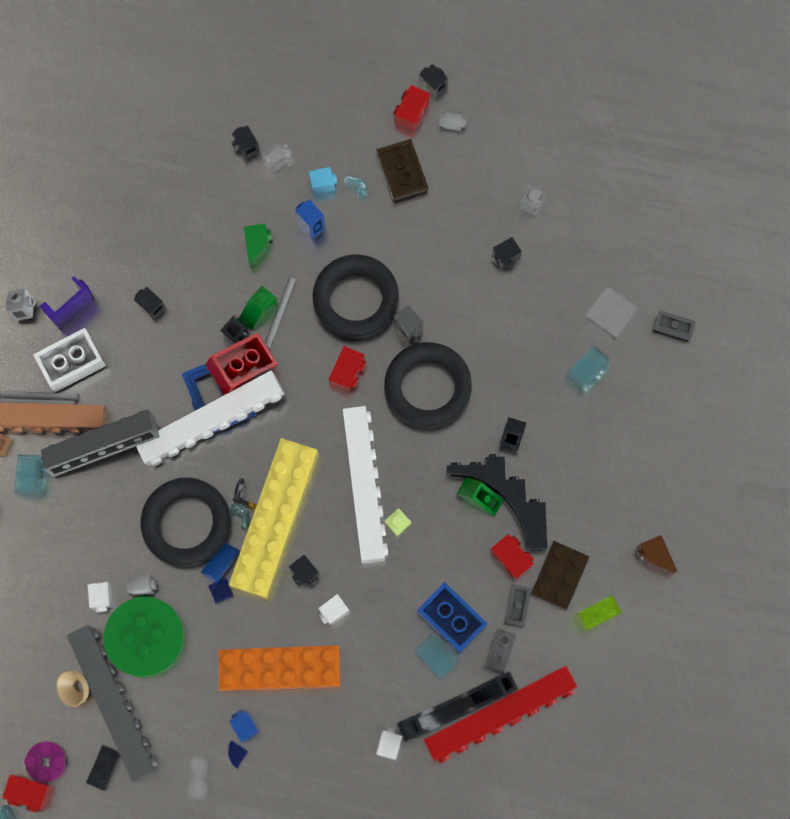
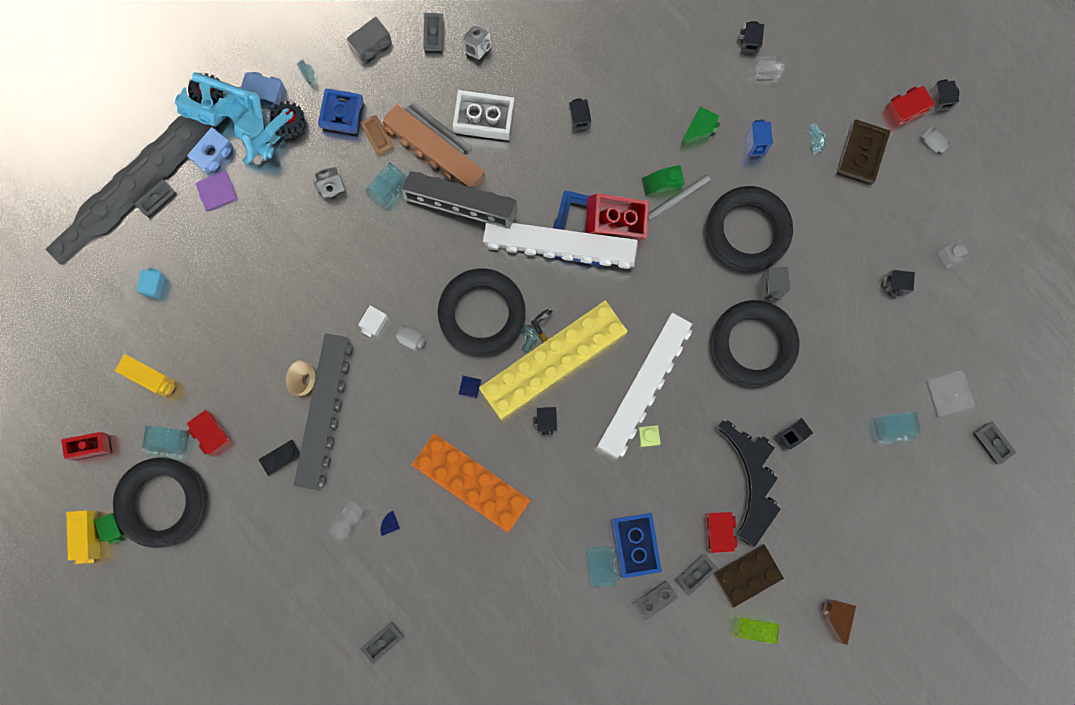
camera: 30 degrees right, 5 degrees up
(44, 773) = (231, 412): magenta plate -> none
(71, 307) = (515, 74): dark purple panel -> none
(144, 637) = (384, 379): green brick -> none
(221, 563) = (485, 365): blue slope -> none
(235, 329) = (632, 185): black brick -> none
(243, 725) = (410, 506): blue brick -> none
(322, 180) = (792, 113): medium azure brick -> none
(333, 610) = (546, 468): white brick -> none
(347, 369) = (698, 283): red brick -> none
(389, 744) = (513, 607): white brick -> none
(457, 706) = (589, 619): black arch -> none
(480, 496) = (731, 464): green slope -> none
(499, 714) = (620, 650): red brick -> none

